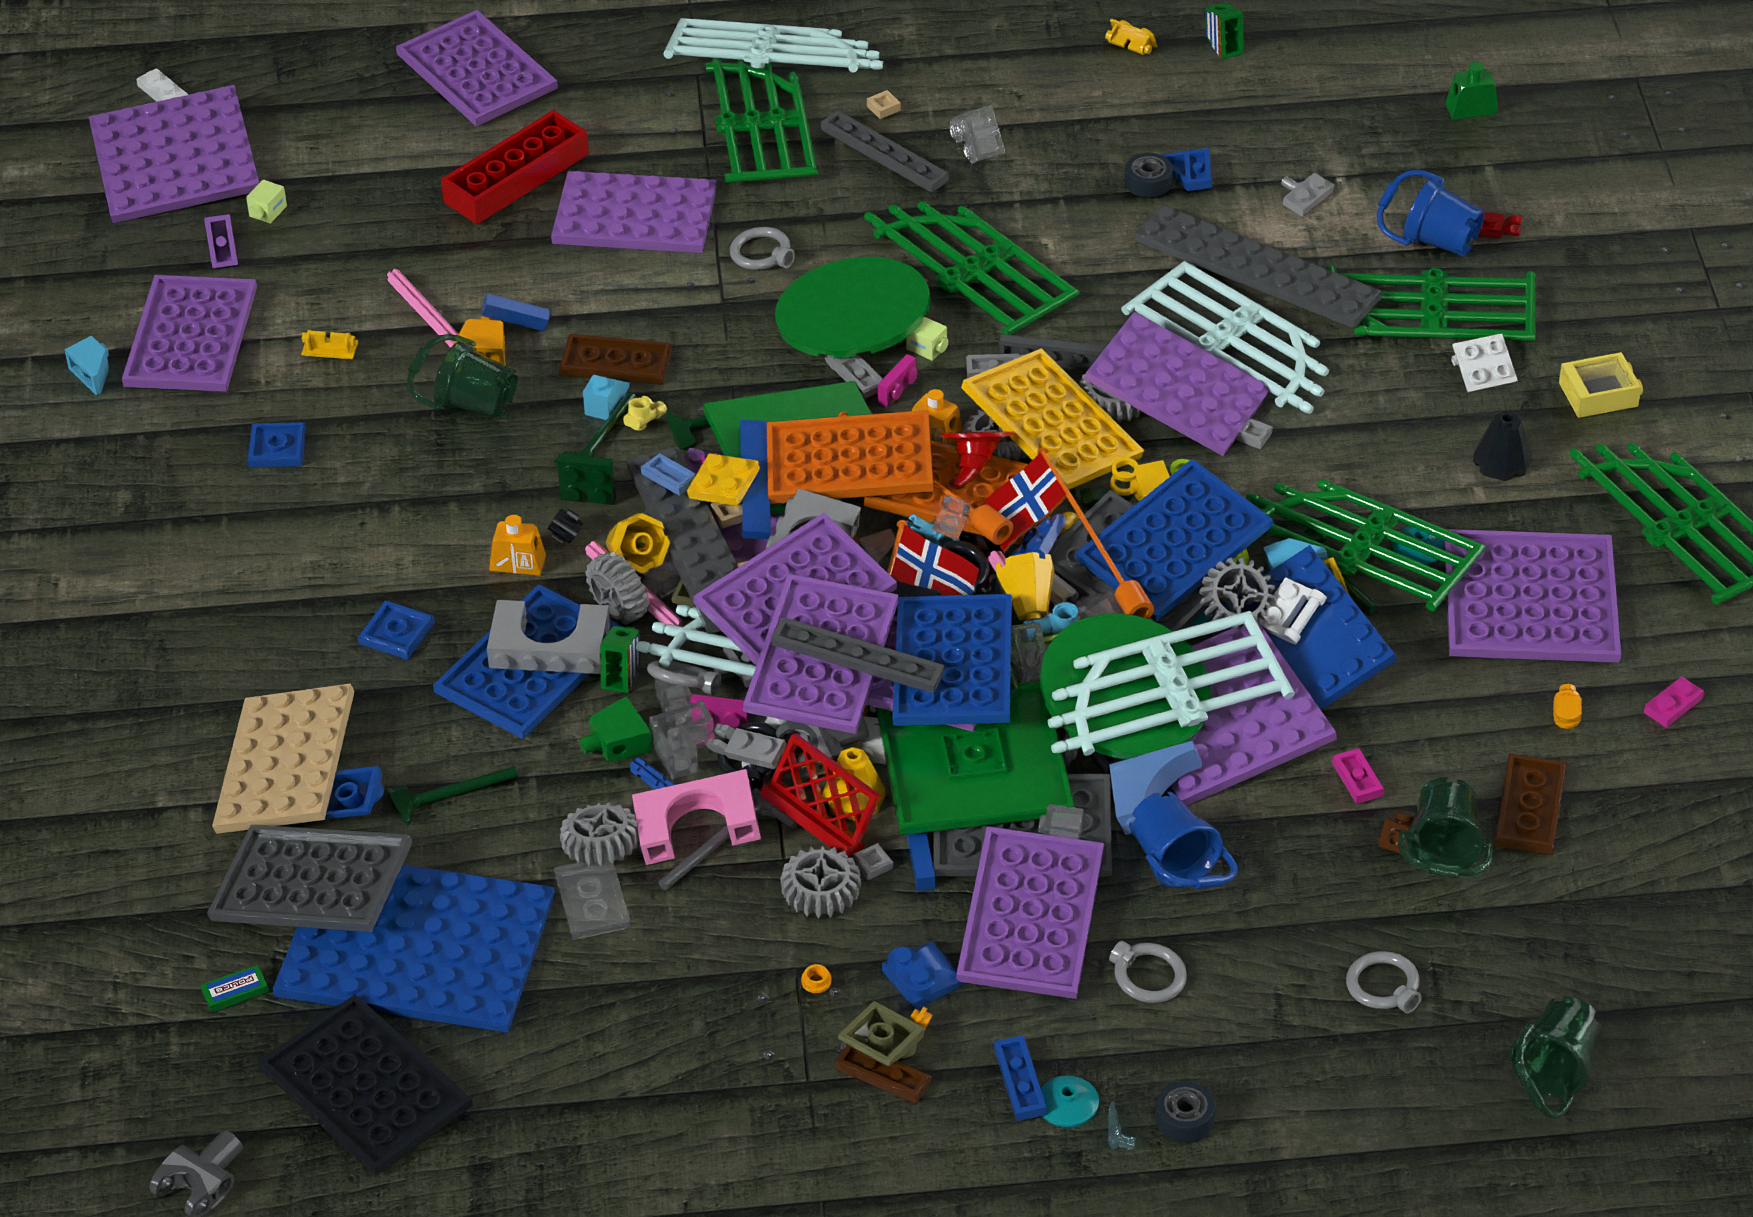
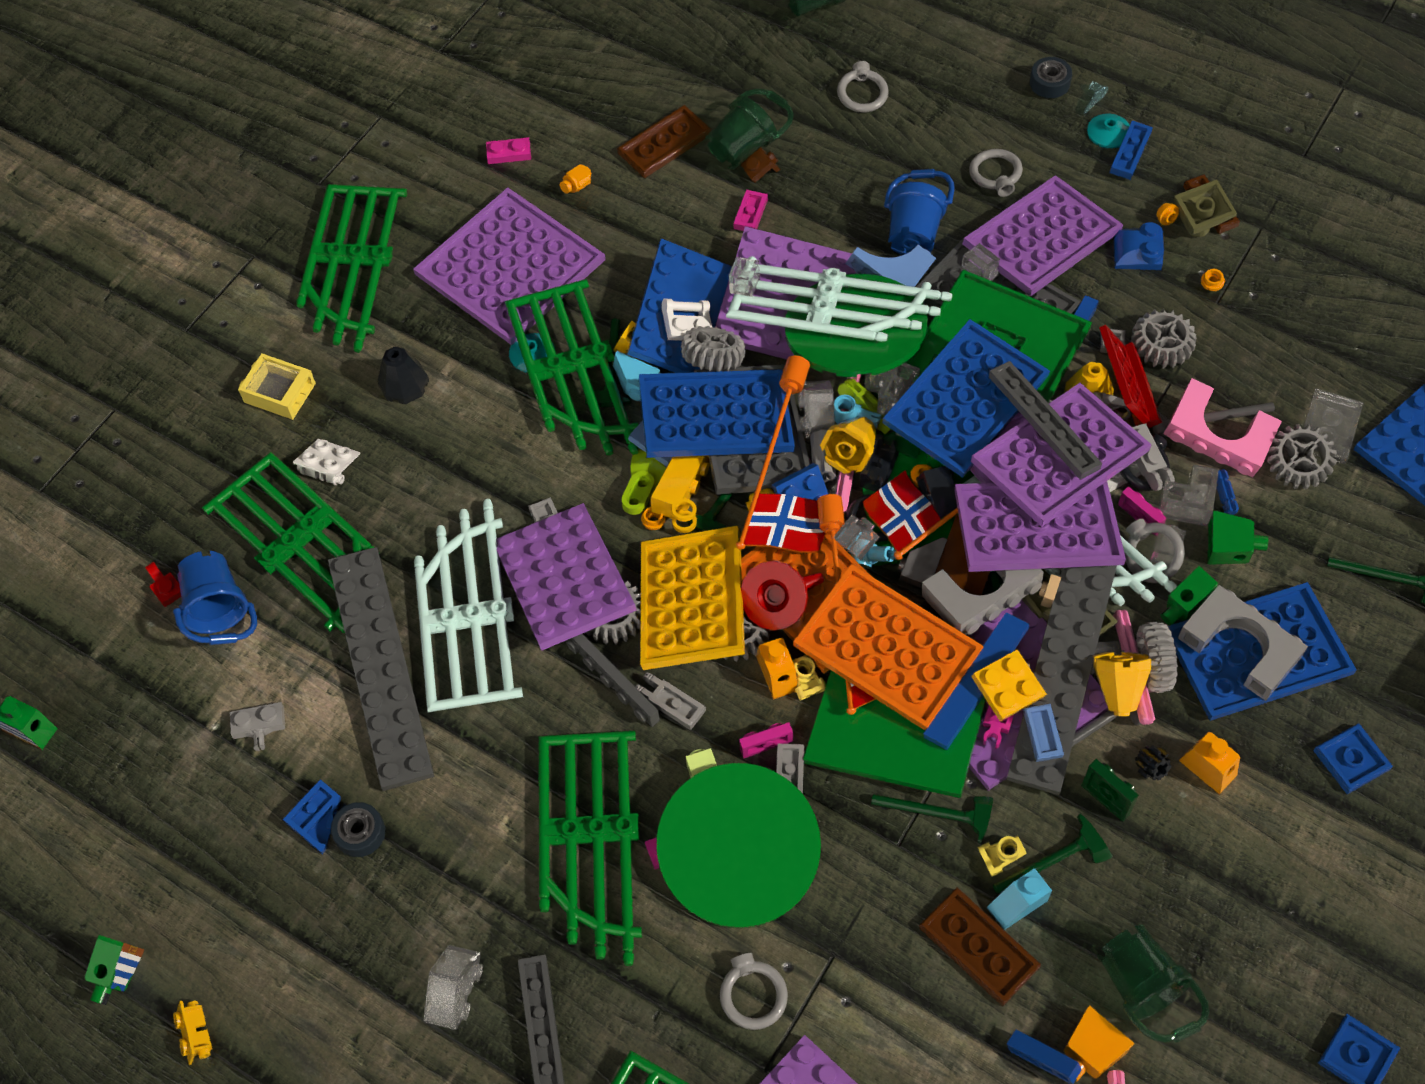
camera: 140 degrees left, 15 degrees up
(1266, 642) = (744, 276): none -> clear brick

